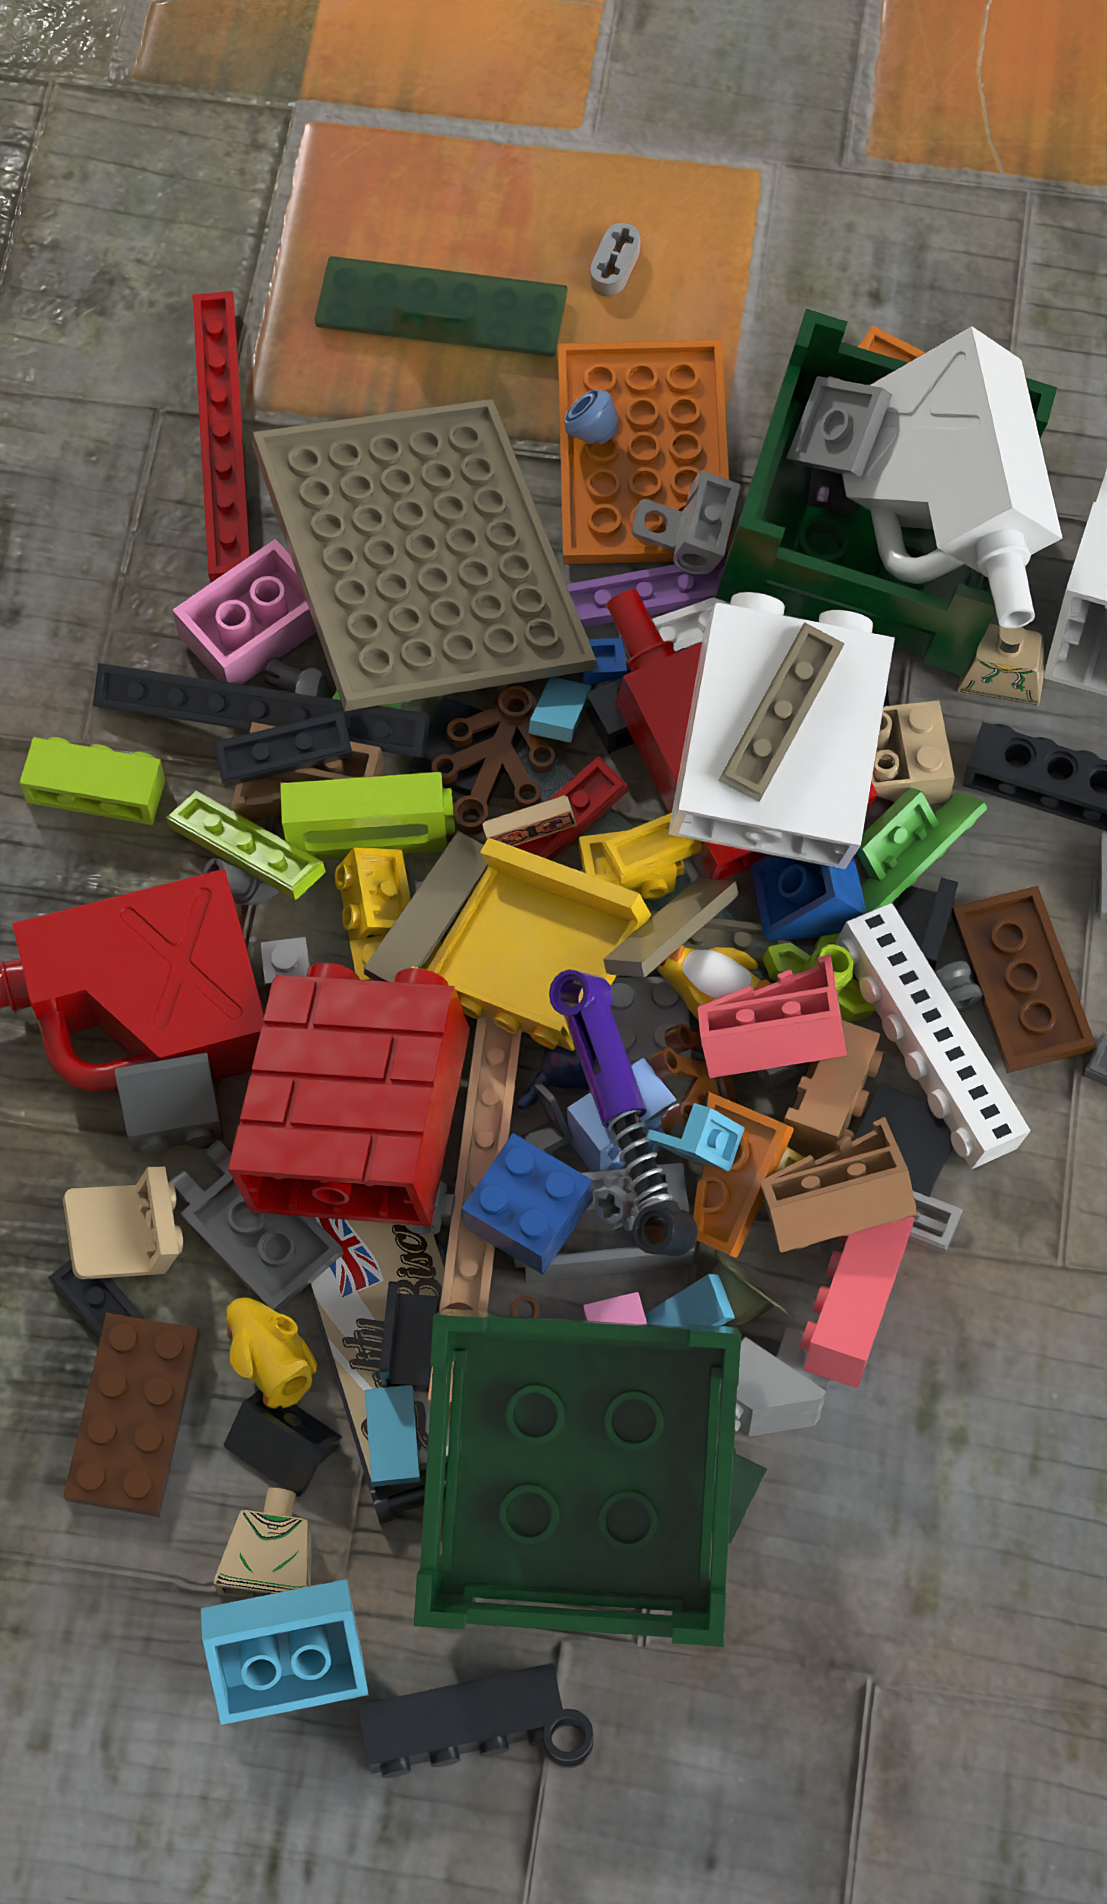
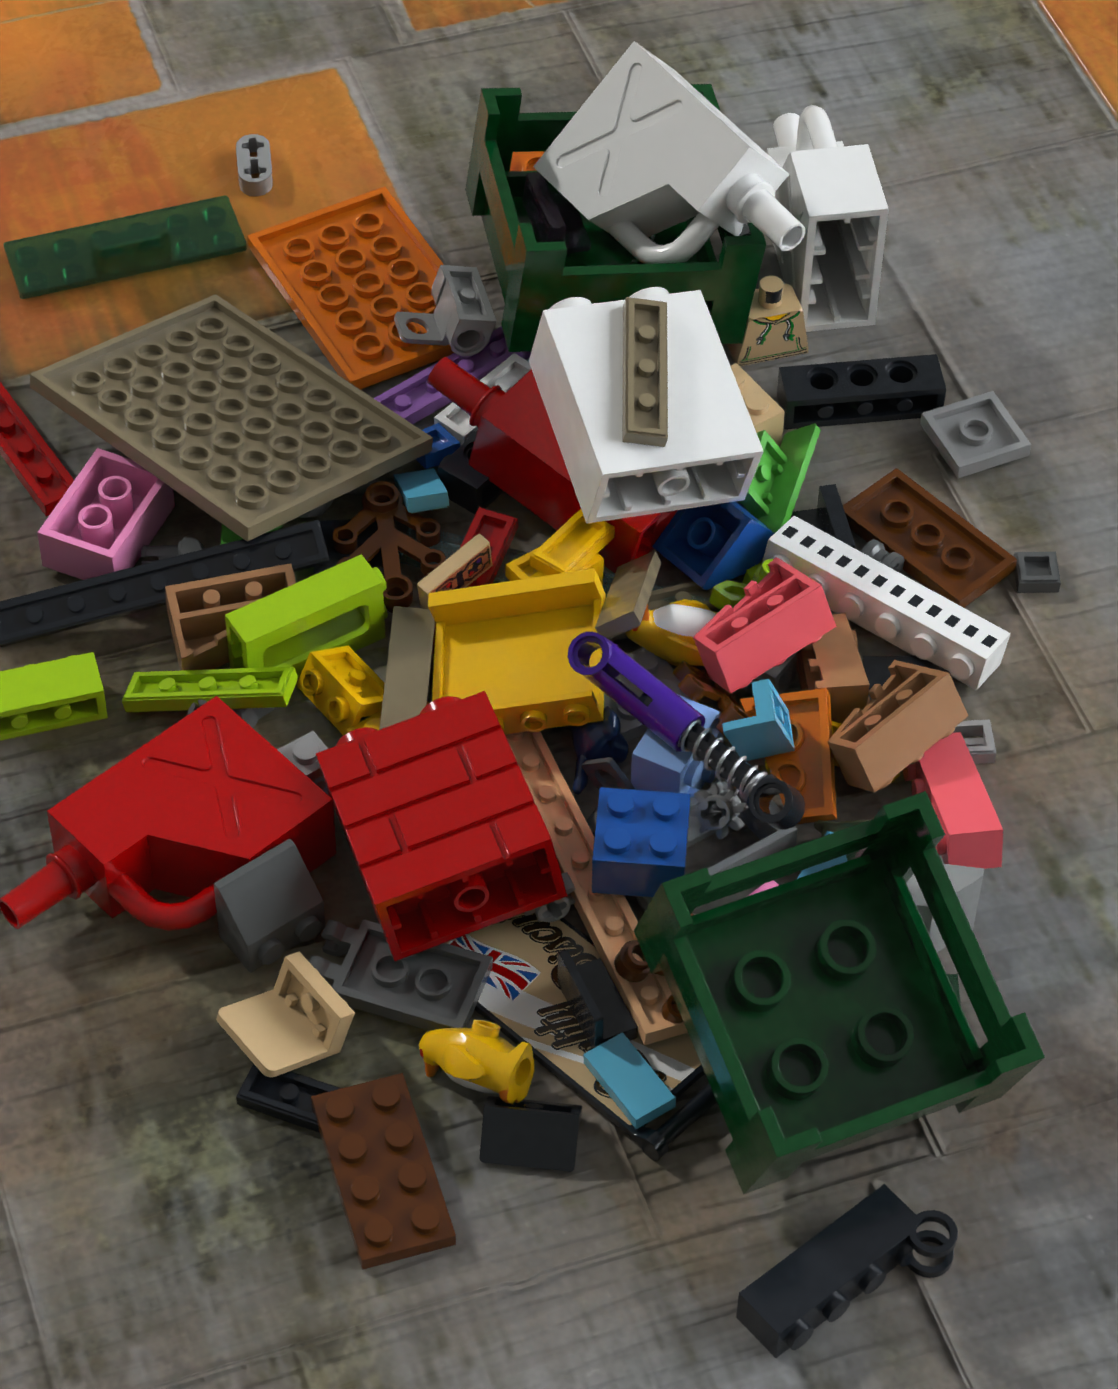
camera: 30 degrees left, 15 degrees down
(266, 1551) = (581, 1222): tan torso -> none
(283, 749) = (206, 594): black tile -> none
(283, 1651) = (648, 1278): medium azure brick -> none
(592, 417) = (317, 269): medium blue cone -> none
(839, 426) = (554, 168): light grey plate -> none

